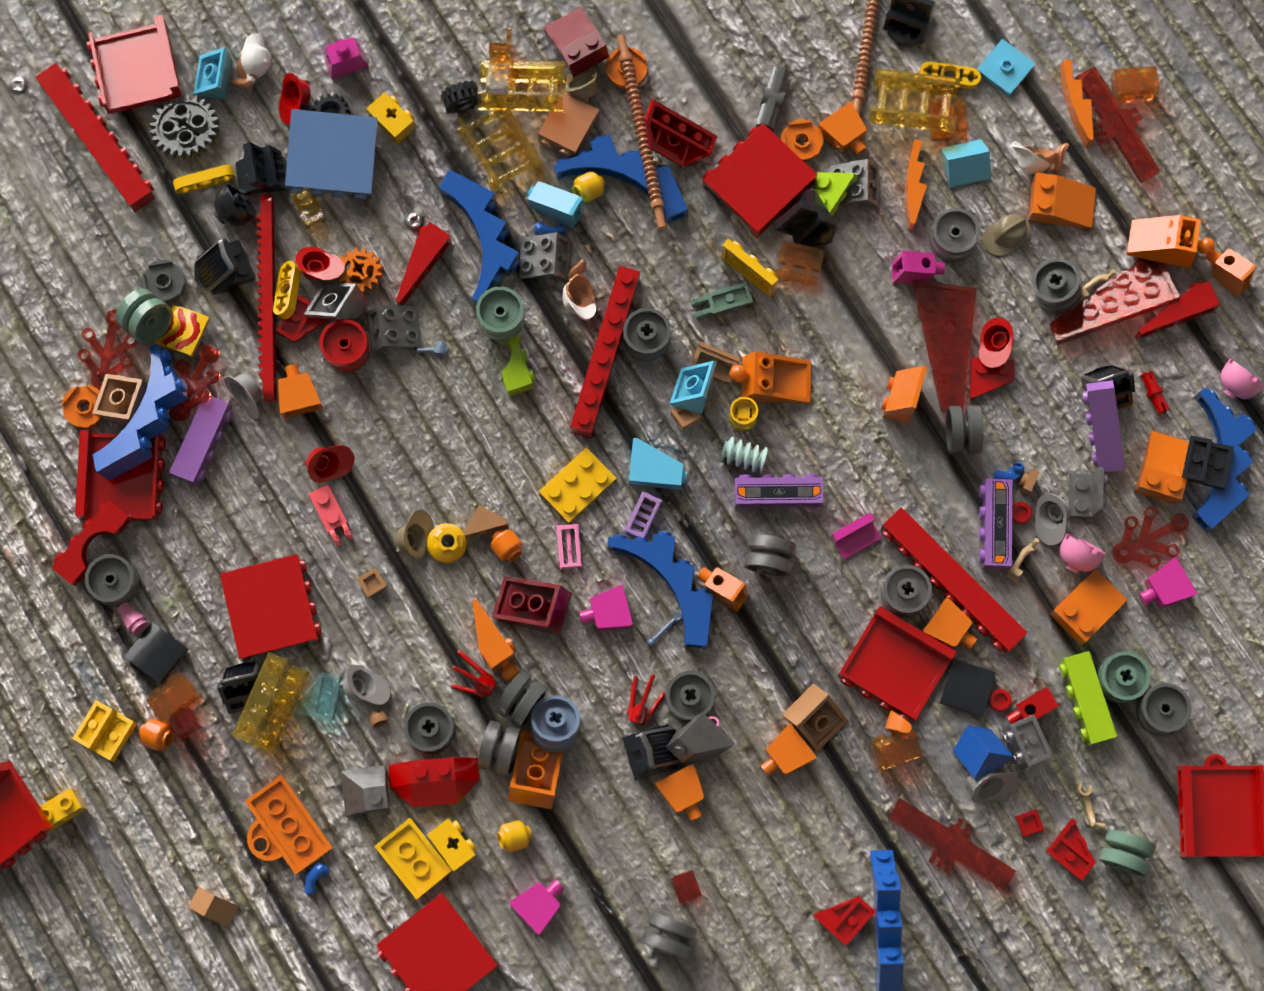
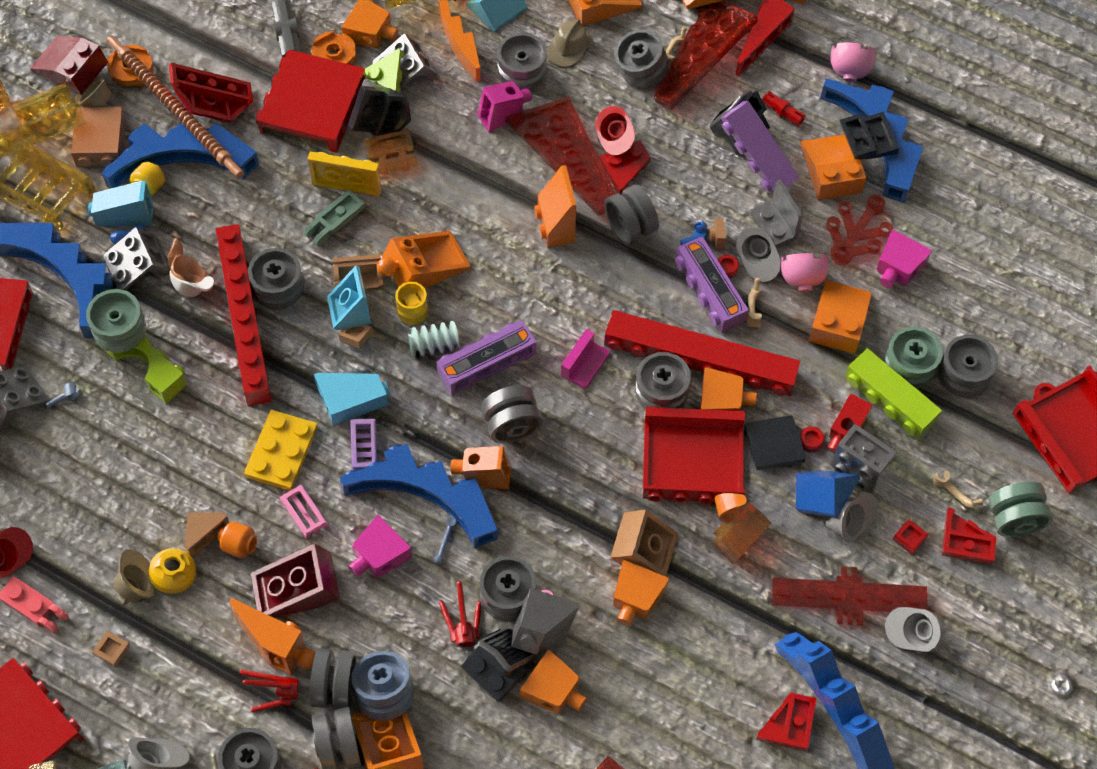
camera: 30 degrees left, 15 degrees down
(984, 900) = (914, 629): none -> light grey piece

